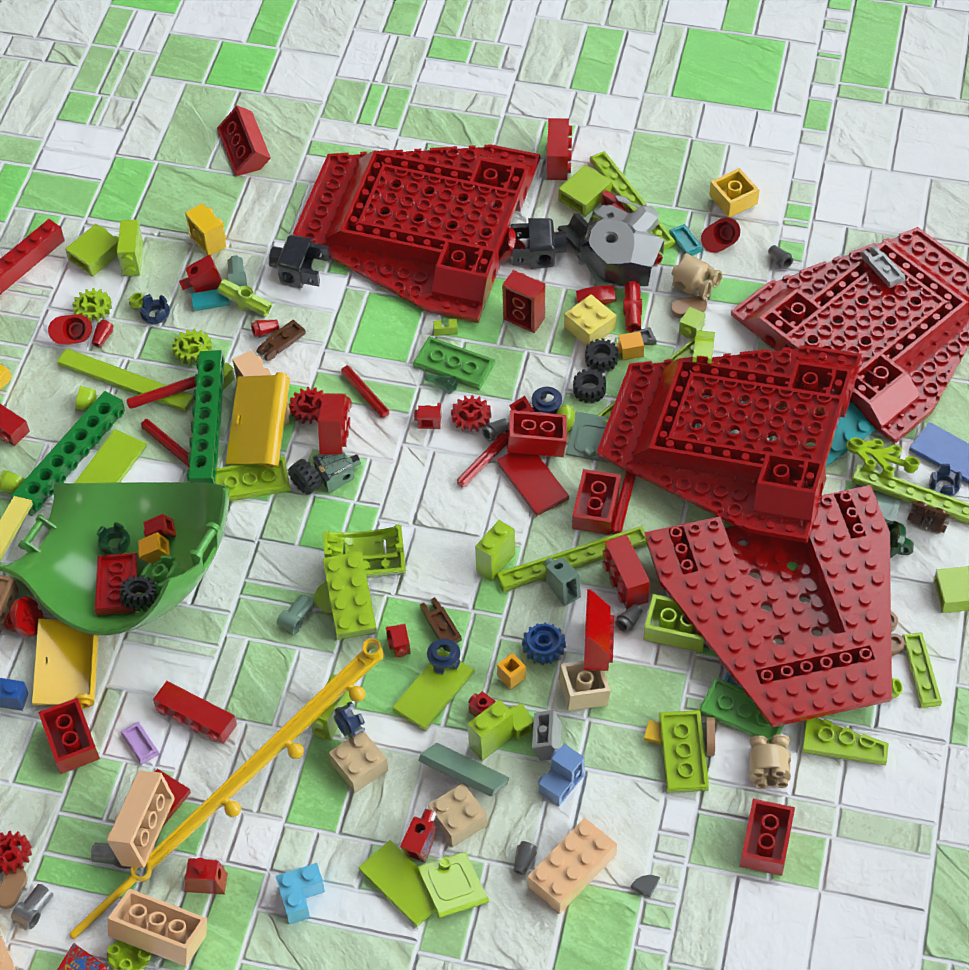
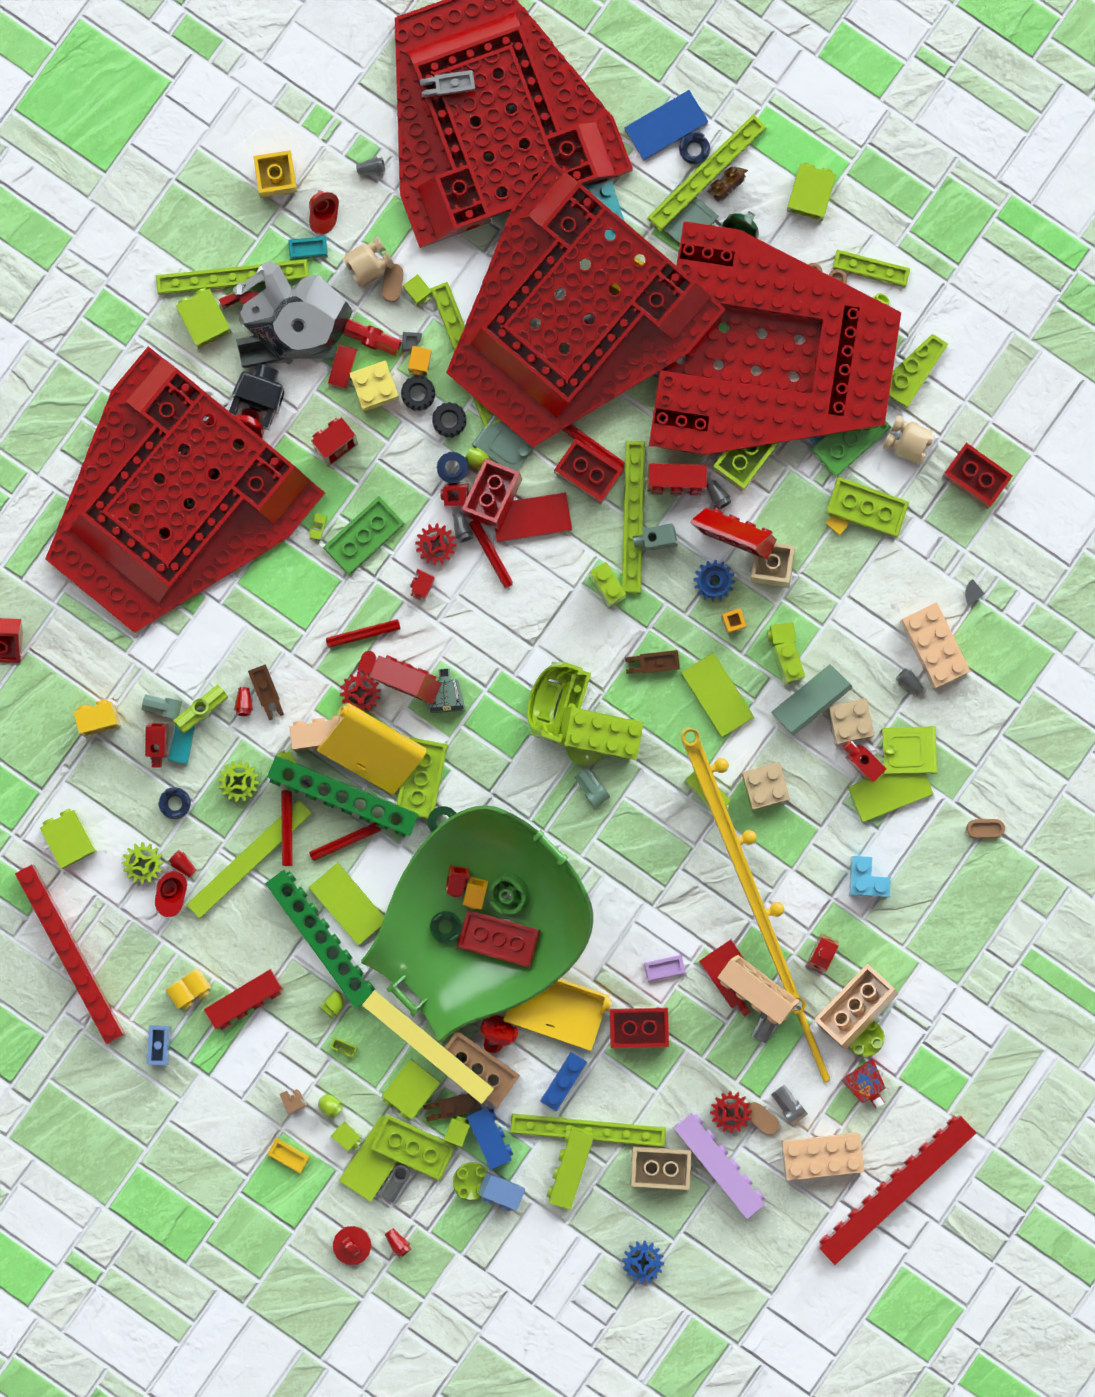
camera: 75 degrees left, 30 degrees up
(85, 398) = (260, 904): lime piece -> none
(130, 247) = (89, 802): lime brick -> none
(134, 585) = (529, 934): black tyre -> none
(135, 300) = (154, 816): lime plate -> none
(194, 712) = (657, 910): red brick -> none
(296, 259) = (176, 643): black piece -> none
(304, 476) = (447, 727): black tyre -> none
(348, 722) = (732, 787): dark blue piece -> none
(398, 640) = (659, 706): red brick -> none
(440, 663) = (702, 681): dark blue piece -> none
(446, 383) = (387, 554): clear green cone -> none
(476, 701) = (763, 655): red brick -> none
(546, 734) = (808, 616): light grey brick -> none
(557, 148) = (142, 322): red brick -> none
(564, 775) = (852, 620): medium blue brick -> none
(704, 345) = (466, 294): lime piece -> none
(710, 736) = (863, 478): medium nougat tile -> none
(858, 446) = (645, 193): lime plant -> none

